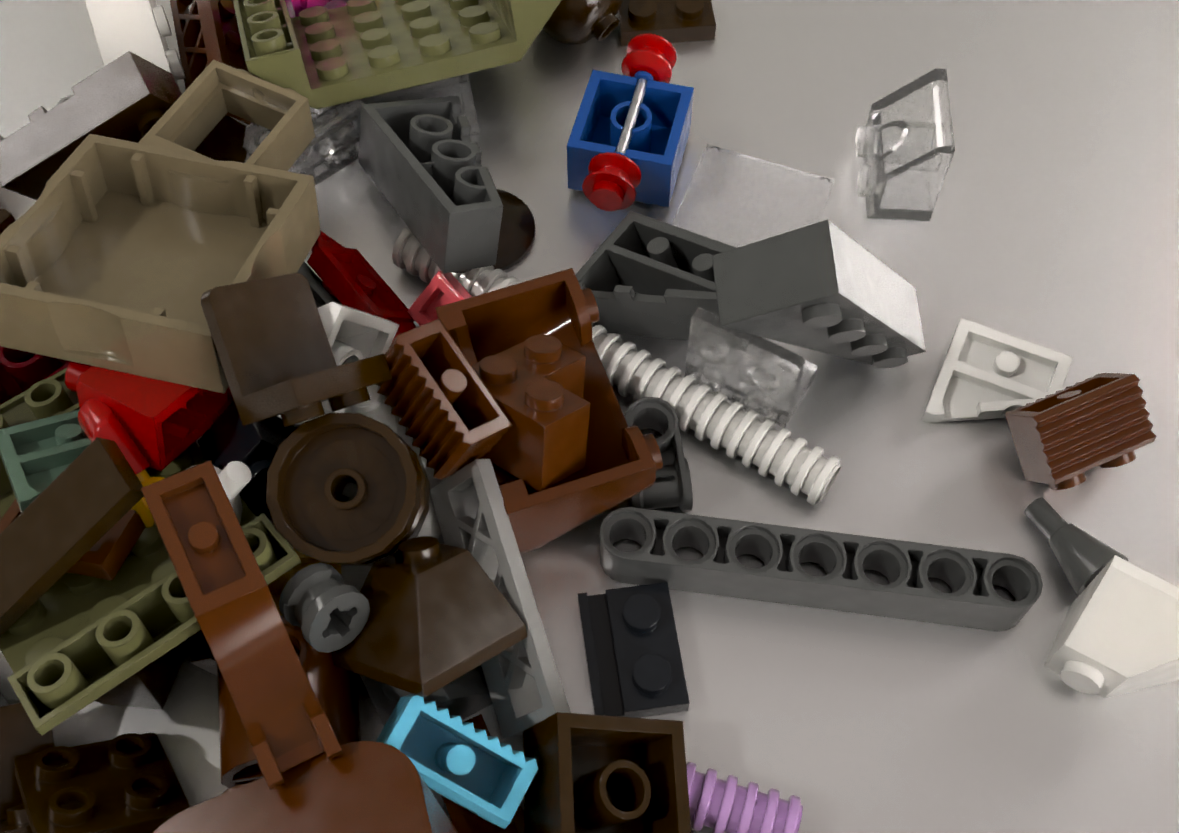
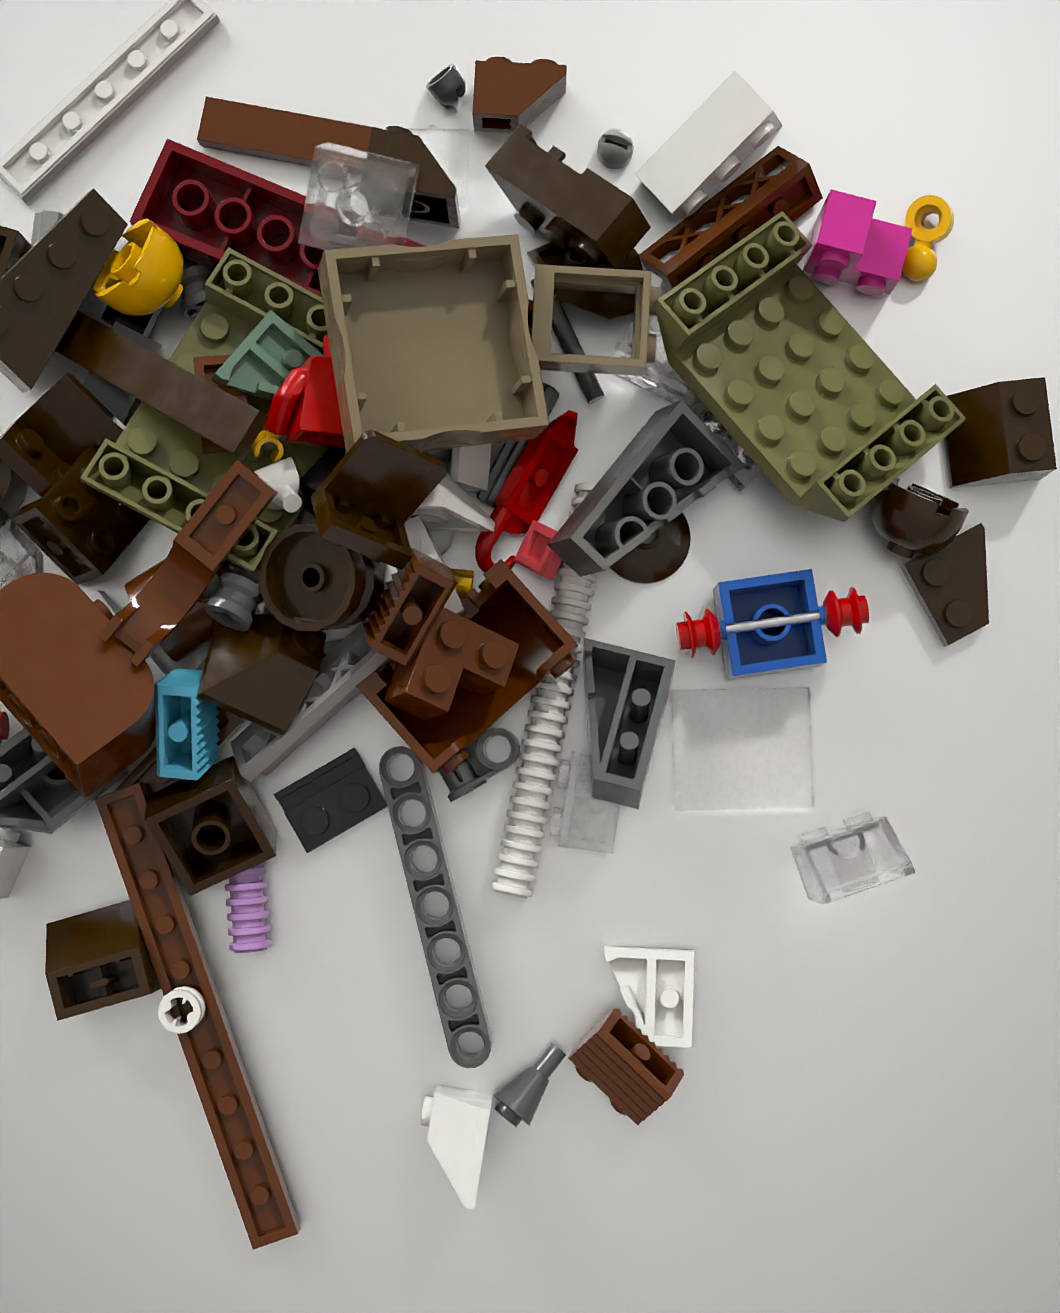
camera: 70 degrees right, 25 degrees up
(820, 295) = (623, 846): dark grey wedge -> none

